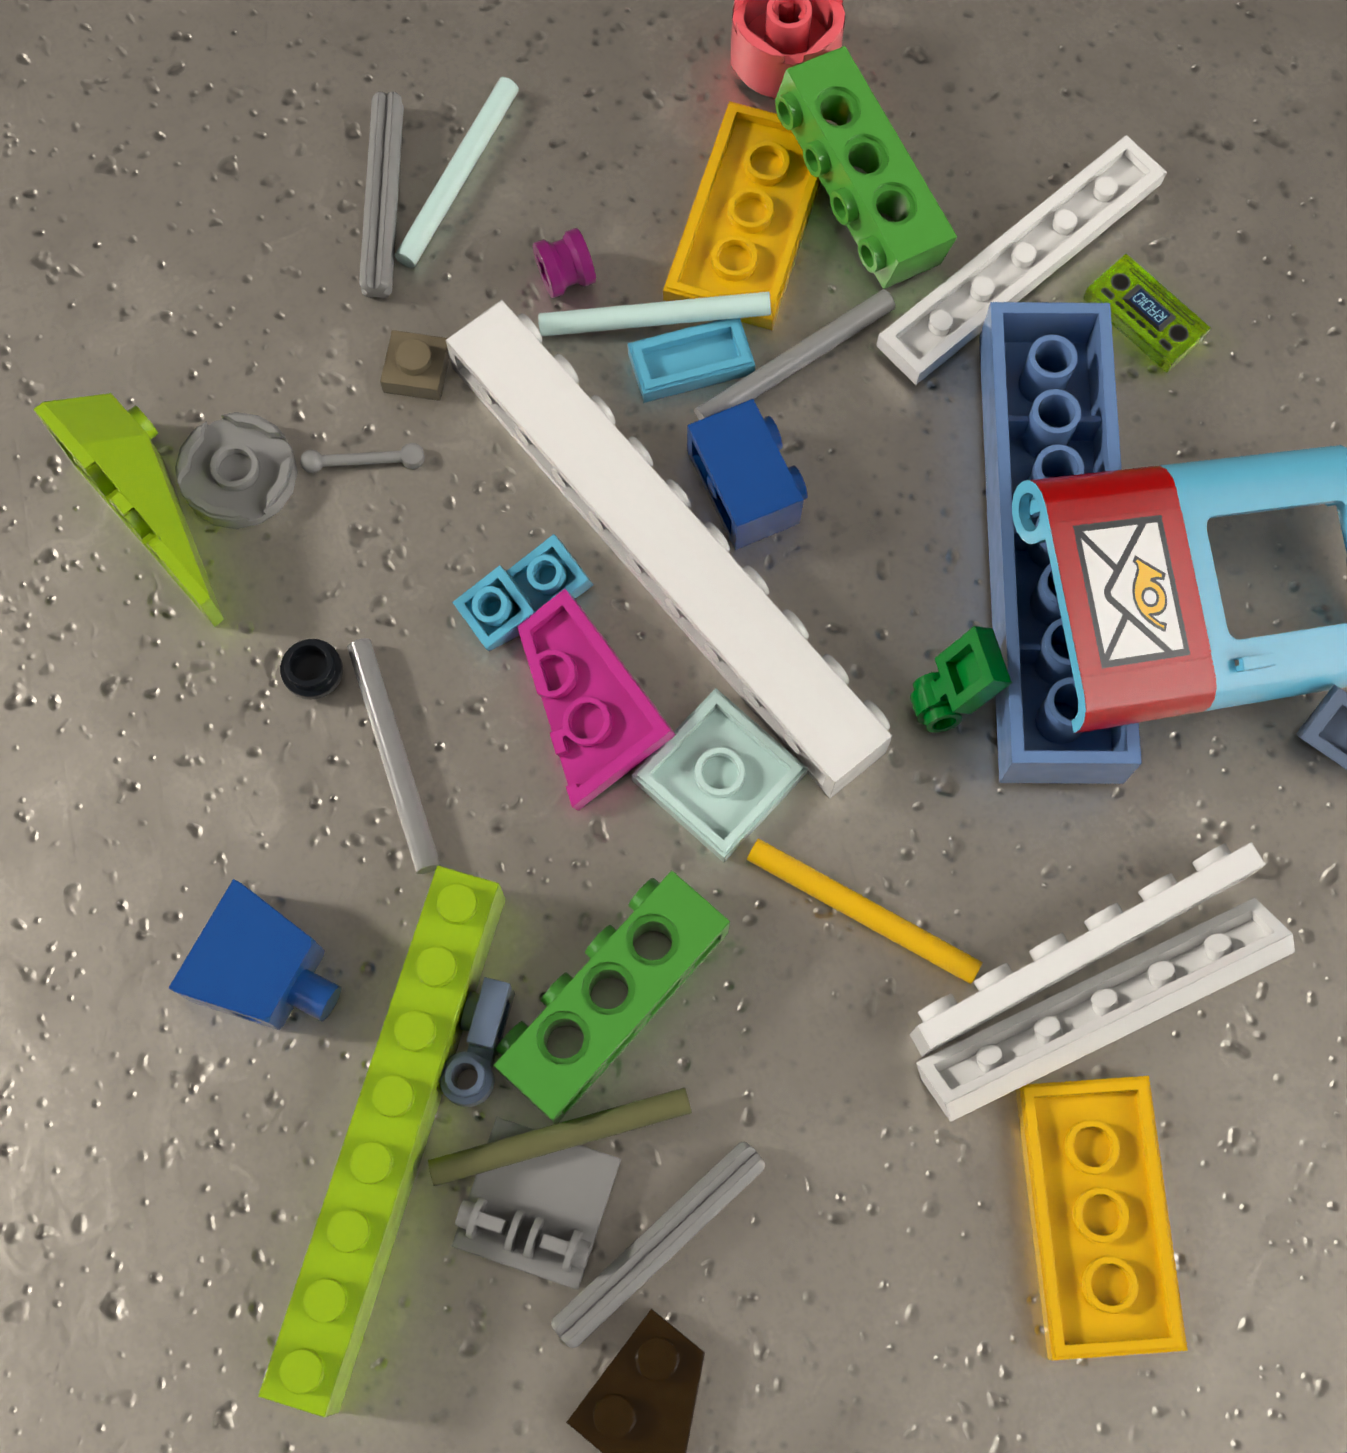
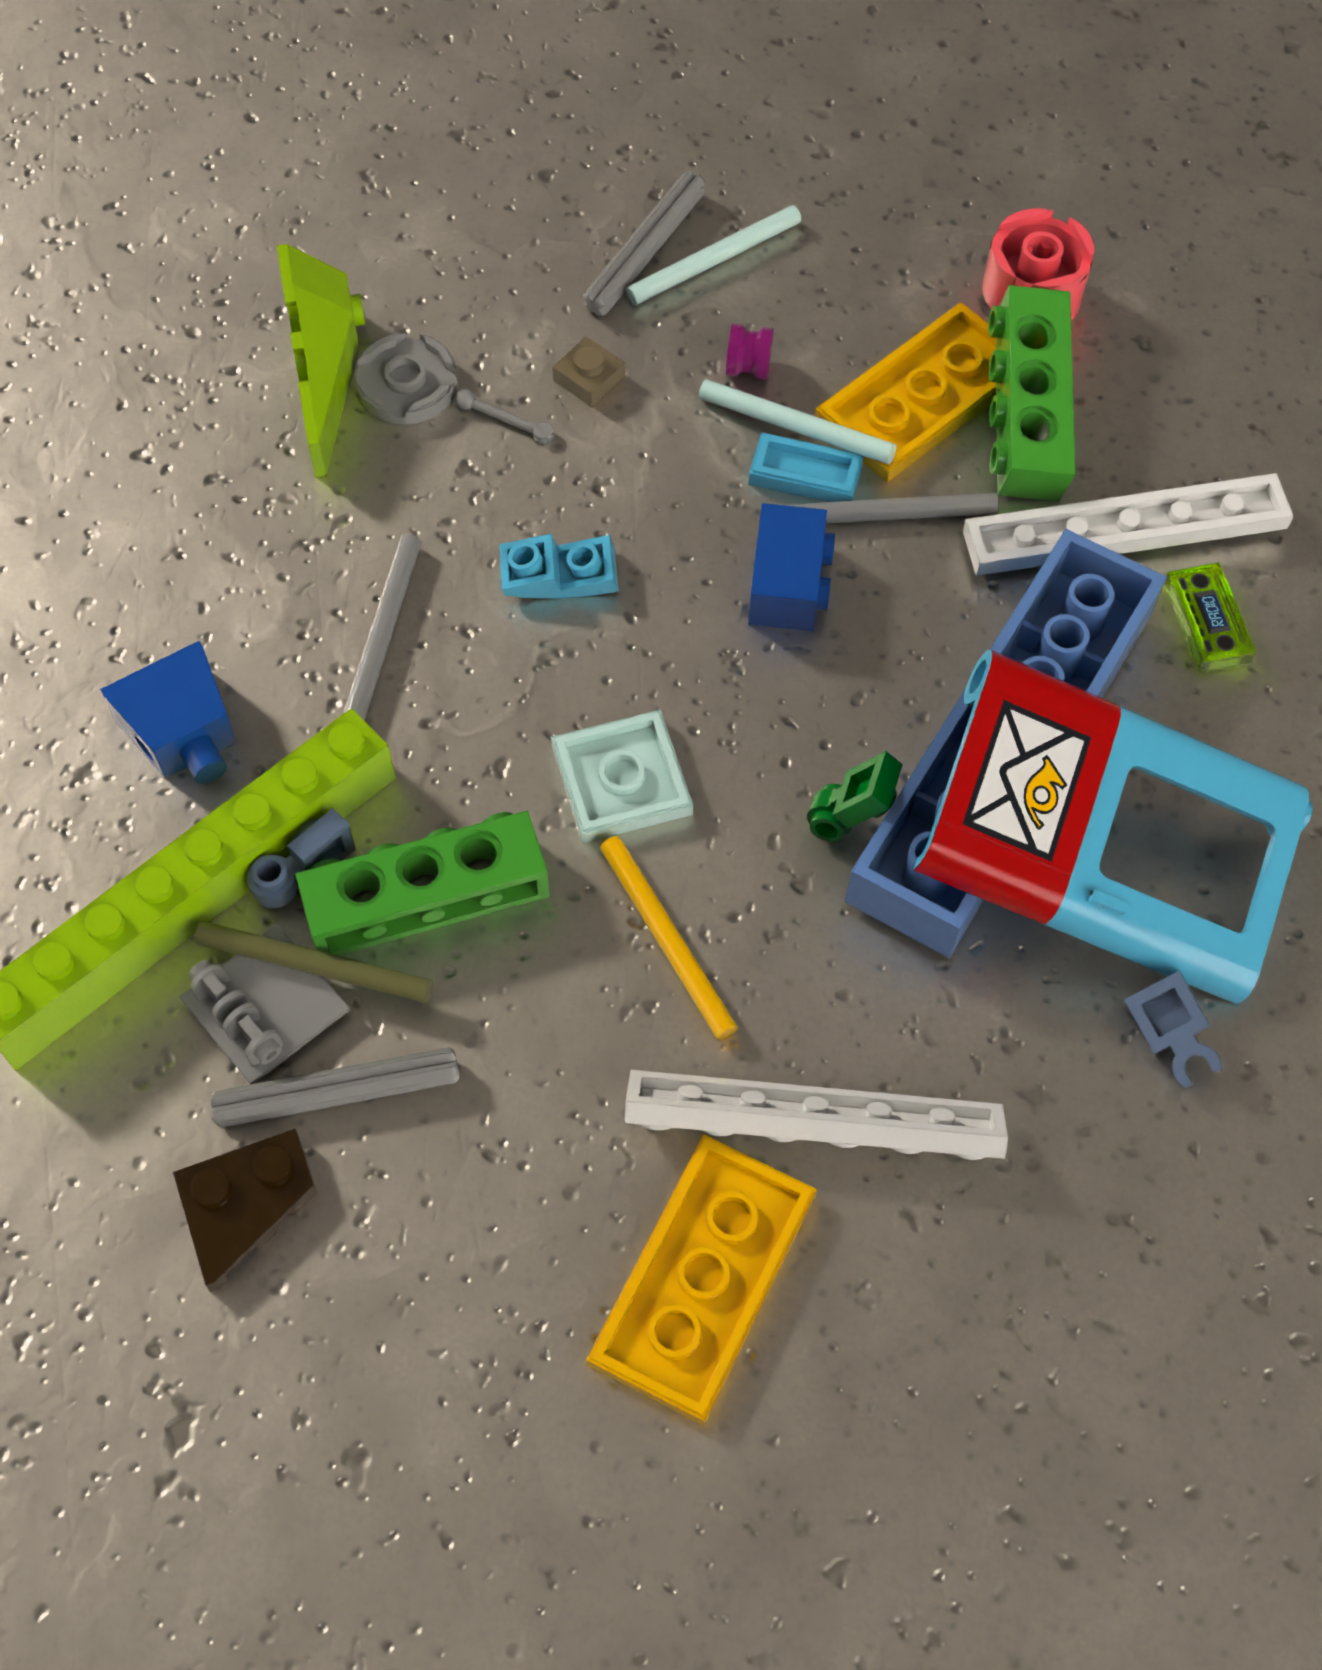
camera: 30 degrees right, 10 degrees down
(311, 669) = (363, 537): black plate -> none
(592, 701) = (557, 668): dark pink wing -> none
(669, 548) = (692, 599): white brick -> none
(1107, 932) = (852, 1060): white plate -> none

